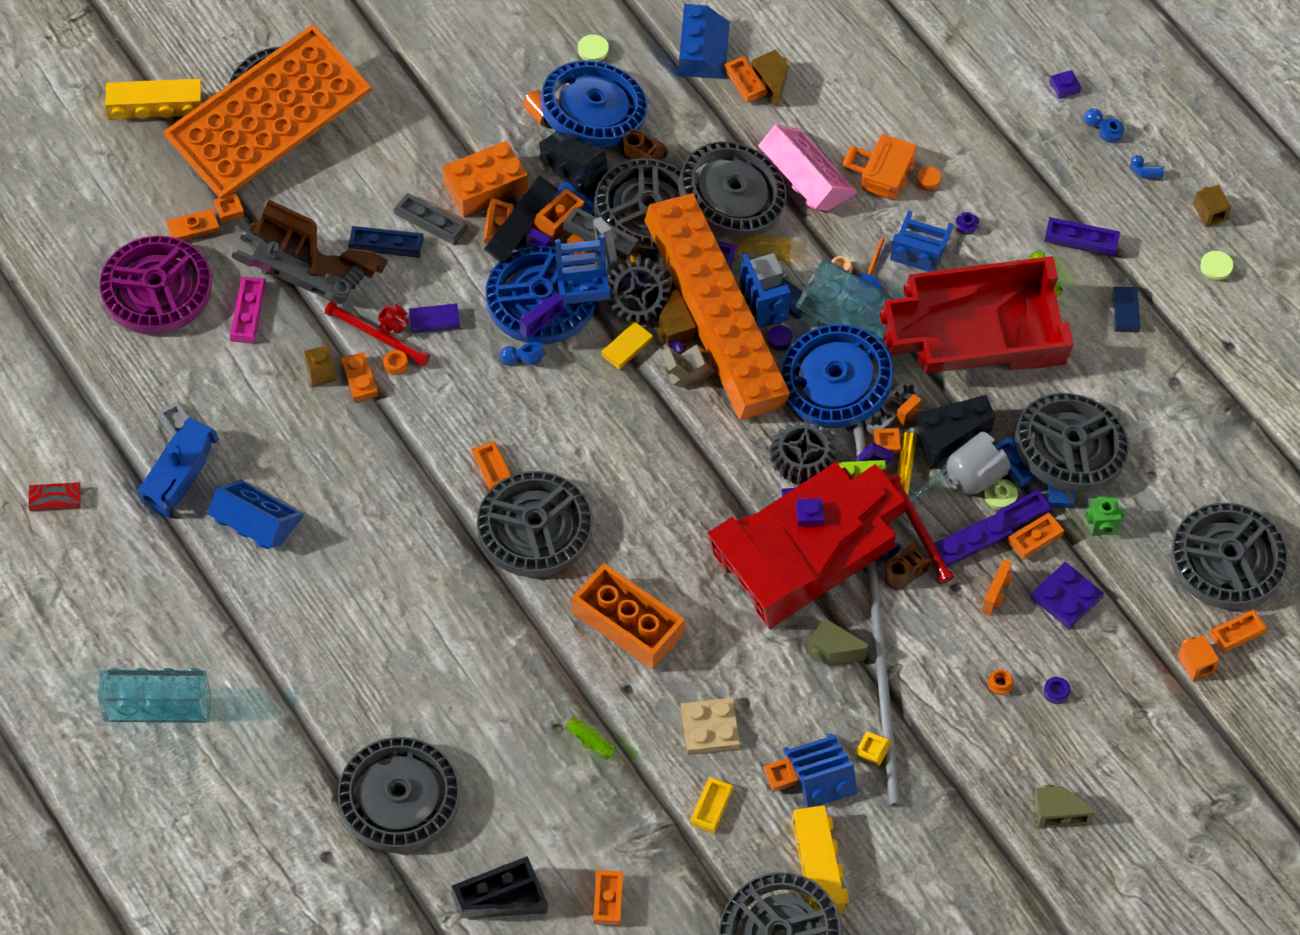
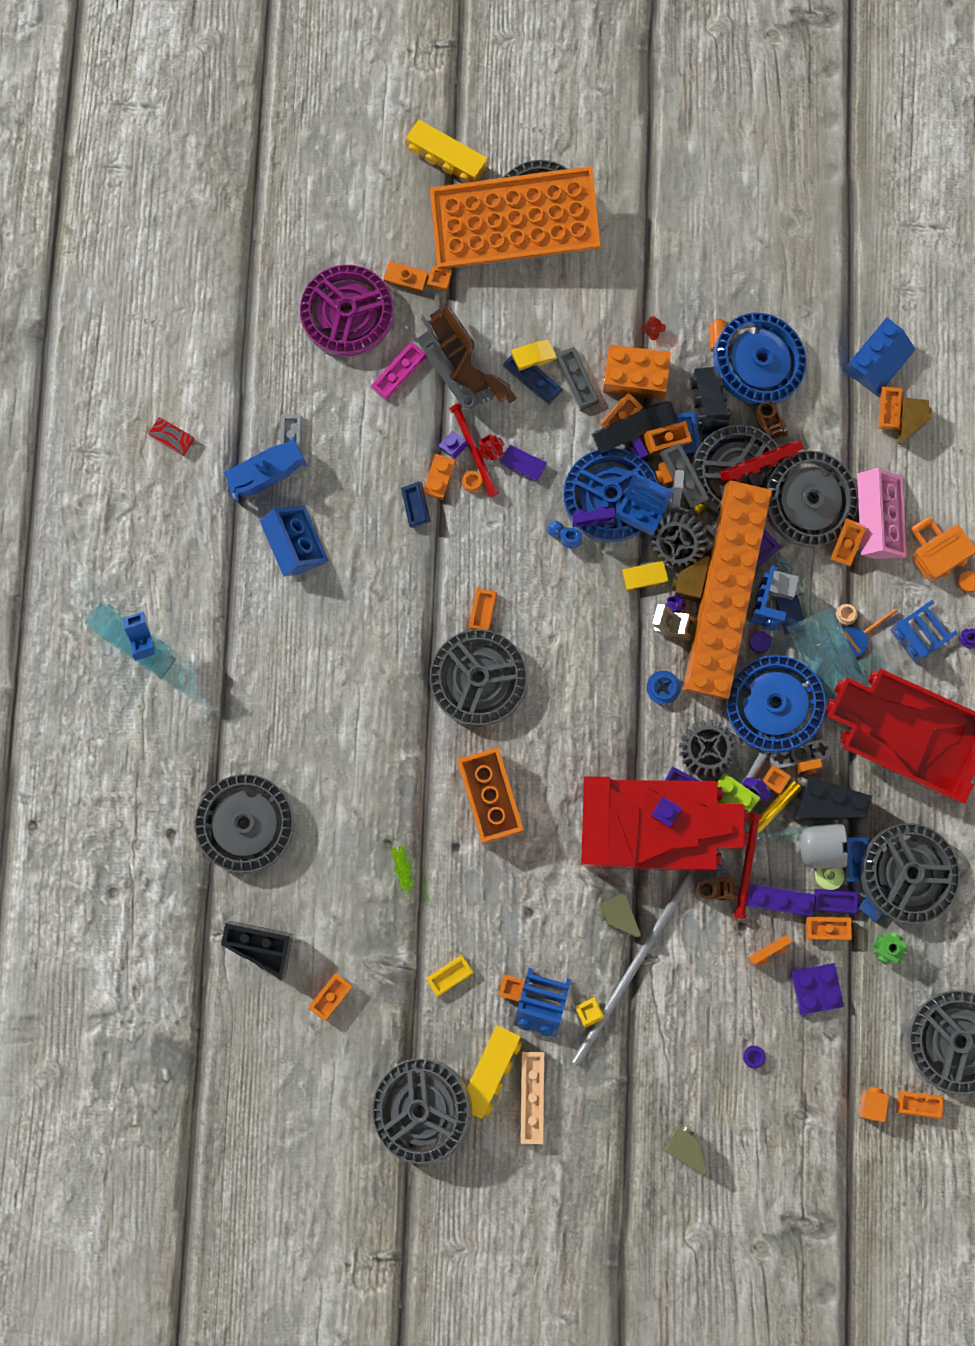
camera: 40 degrees right, 20 degrees up
(165, 671) = (139, 635): none -> blue slope
(320, 365) = (415, 452): pearl gold brick -> none
(352, 340) = (453, 444): none -> dark purple plate
(355, 412) = (415, 504): none -> dark blue tile
(372, 219) = (532, 354): none -> yellow slope
(471, 131) = (653, 322): none -> clear red plate
(593, 48) = (795, 308): yellowish green piece -> none
(669, 173) = (769, 458): none -> red plate
(710, 726) = (490, 915): tan plate -> none
(713, 420) = (663, 677): none -> blue gear
(767, 245) = (804, 561): clear yellow tile -> none
(795, 205) = (848, 542): none -> orange plate
(878, 859) = (532, 1098): none -> light nougat plate
(1000, 675) = (710, 1023): orange plate -> none

